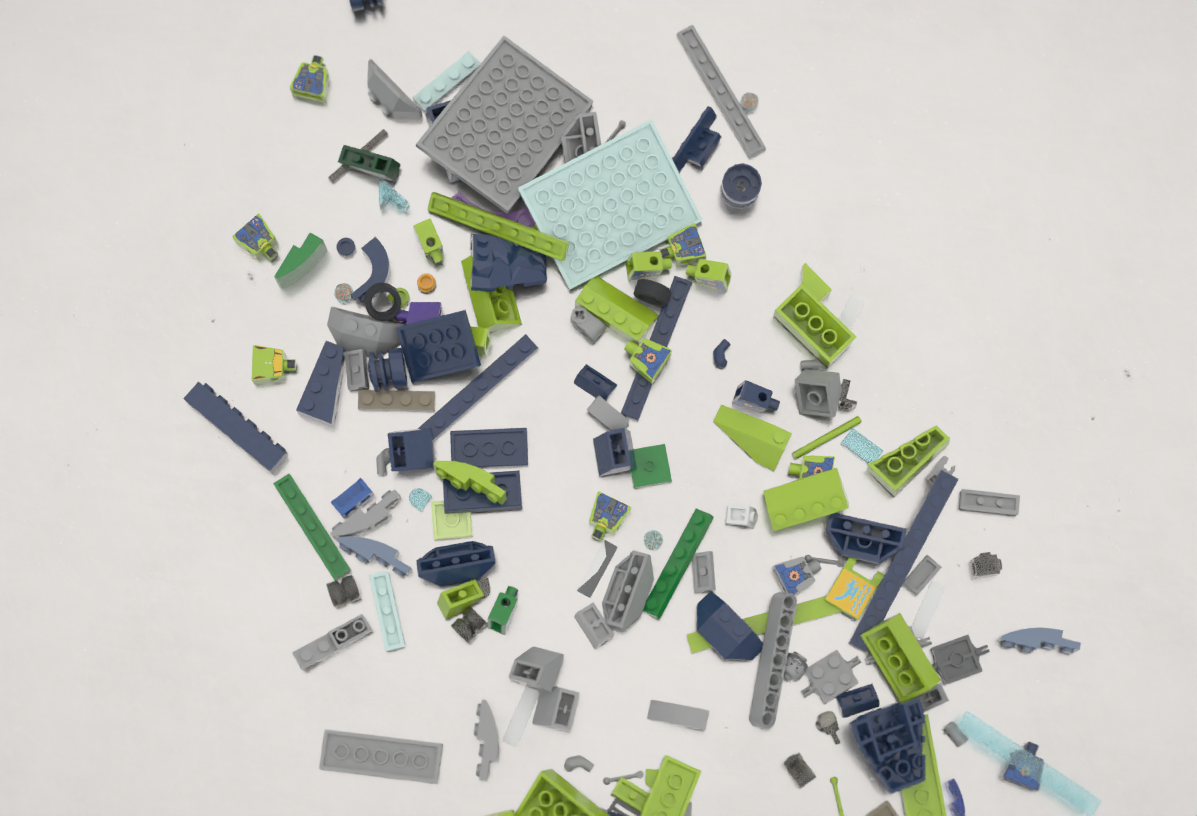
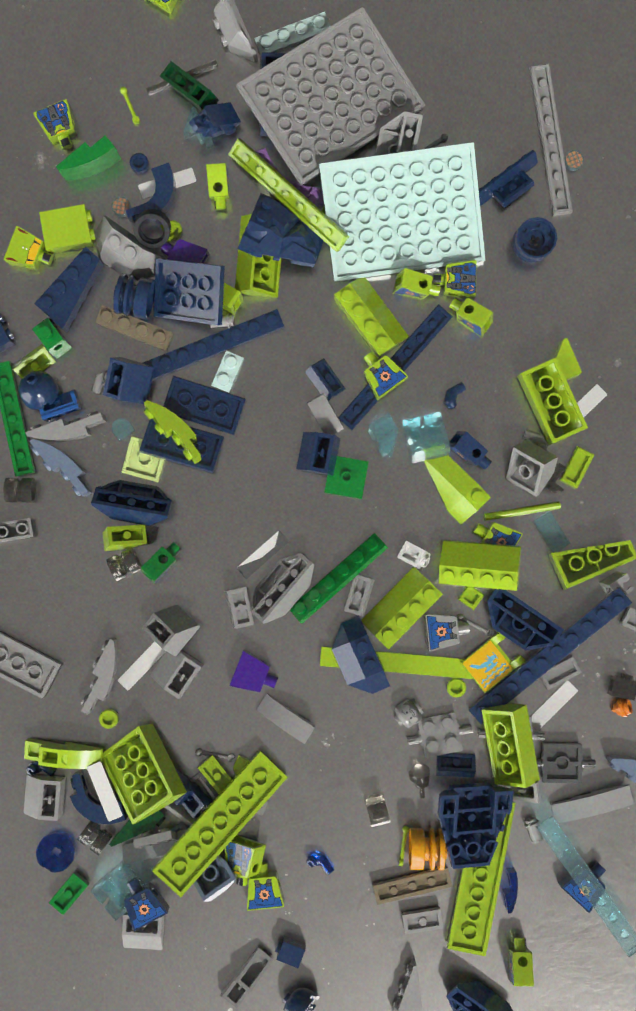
camera: 25 degrees right, 10 degrees up
(301, 331) = (67, 228): none -> lime brick
(312, 468) = (36, 360): none -> lime slope
(323, 436) = (52, 337): none -> green torso
(327, 489) = (38, 389): none -> dark blue cylinder
(328, 209) = (136, 120): none -> lime hinge
(356, 369) = (106, 284): light grey plate -> none
(386, 611) = (53, 523): light aqua plate -> none
(391, 246) = (181, 178): none -> white sticker
(406, 183) = (216, 120): none -> dark blue hinge
(426, 283) = (202, 225): light orange plate -> none
(484, 363) = (227, 321): none -> light grey pin
(500, 409) = (227, 372): none -> light aqua plate
(507, 780) = (109, 718): none -> lime tile
(578, 761) = (179, 726): light grey arm -> none
(589, 325) = (339, 323): light grey piece -> none
(607, 515) = (289, 509): torso -> none
(630, 683) = (252, 673): none -> dark purple torso
(652, 292) = (410, 313): black tyre -> none
(653, 540) = (324, 547): clear light blue tile -> none
(671, 412) = (385, 433): none -> clear light blue slope
(713, 404) = (426, 441): none -> clear light blue piece
(748, 568) = (401, 608): none -> lime slope
(771, 672) = (392, 702): light grey beam -> none
(810, 535) = (471, 597): none -> lime tile
(829, 626) = (456, 687): none -> lime tile
(860, 787) = (426, 849): none -> light orange wheel
(861, 378) = (576, 467): none -> lime tile
(993, 585) = (622, 707): none -> orange plate
(1001, 686) = (593, 804): none -> light grey slope

